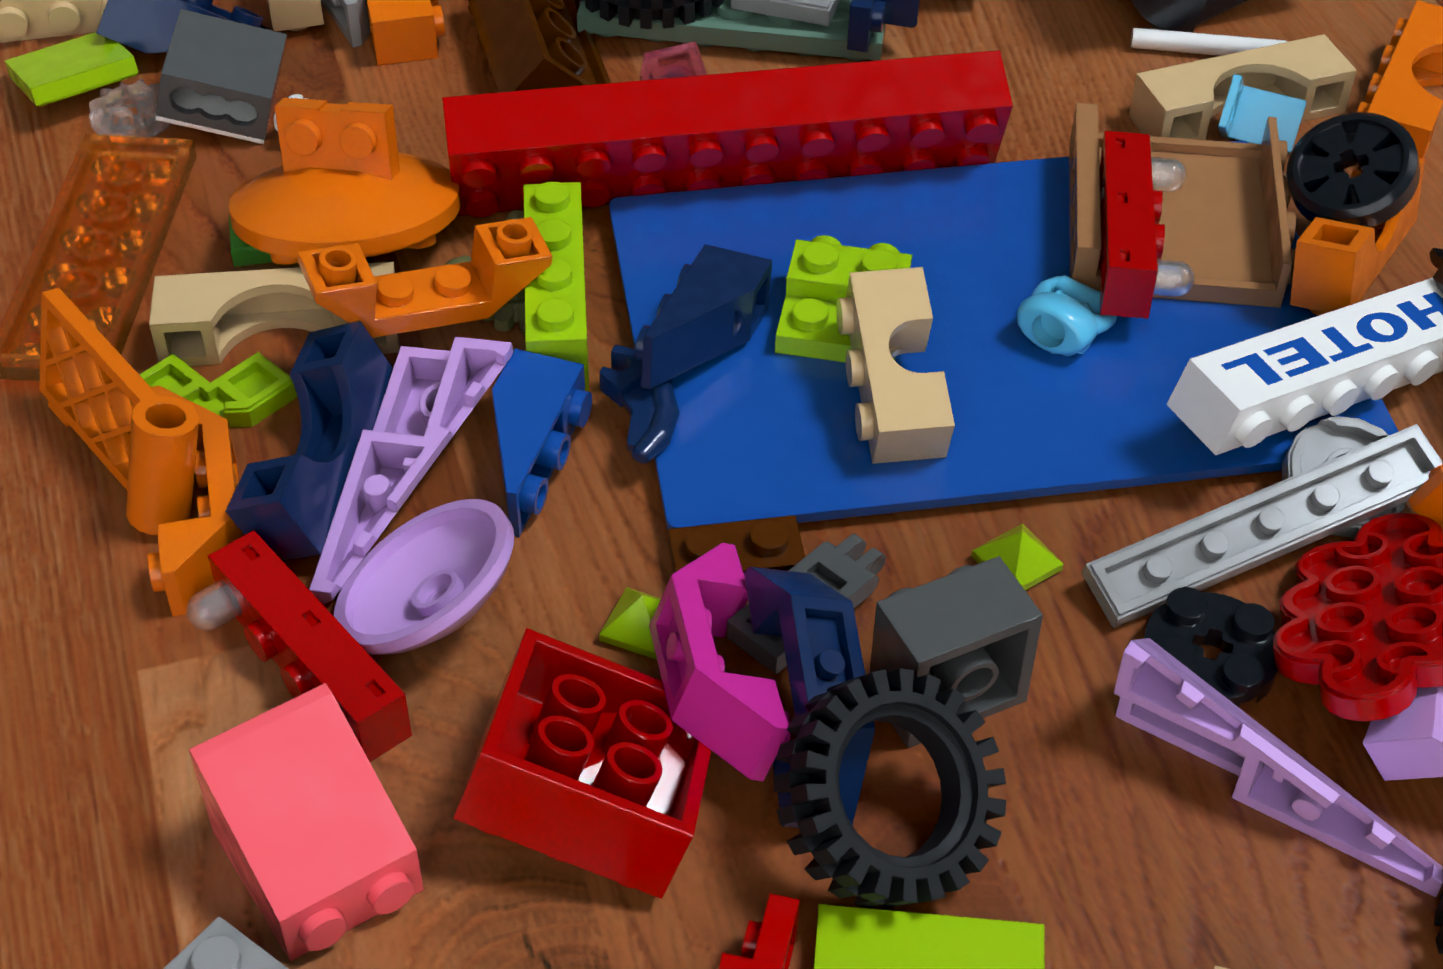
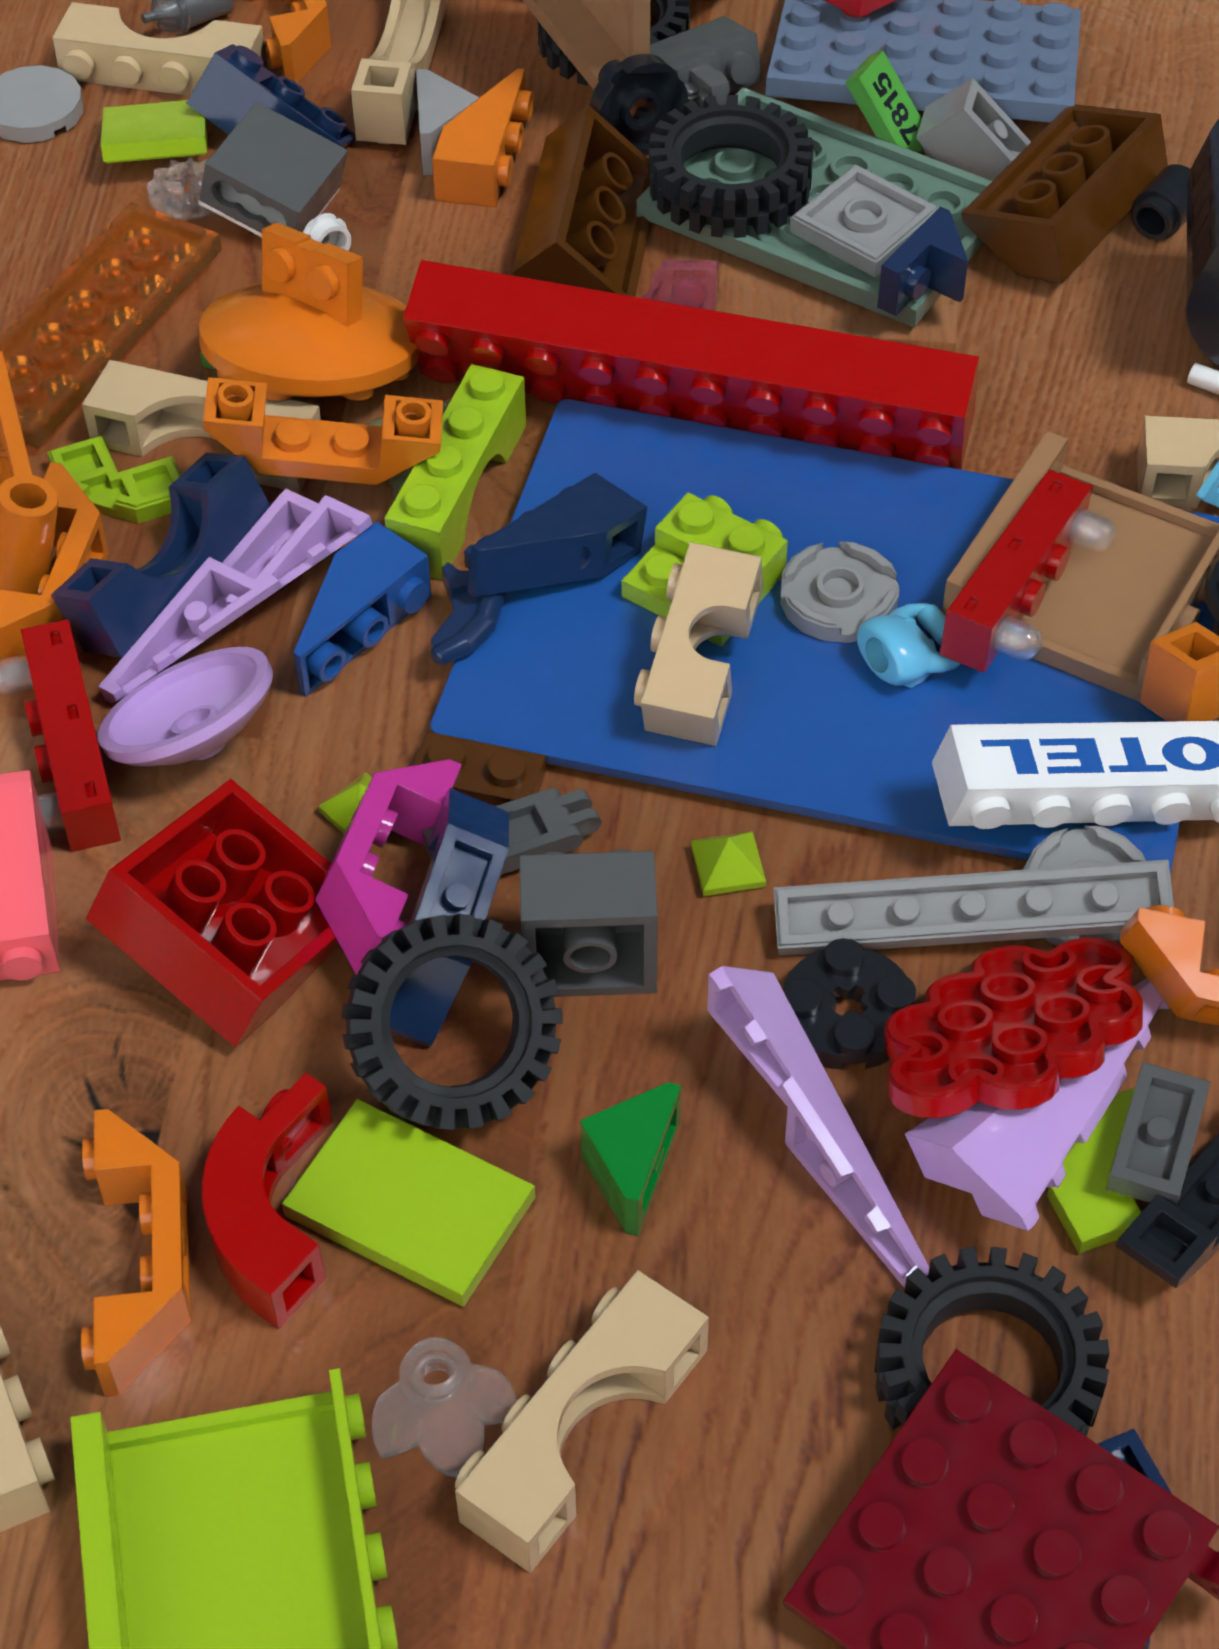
camera: 25 degrees right, 5 degrees up
(974, 290) = (837, 589): none -> light grey tile
(1117, 862) = (629, 1149): none -> green slope

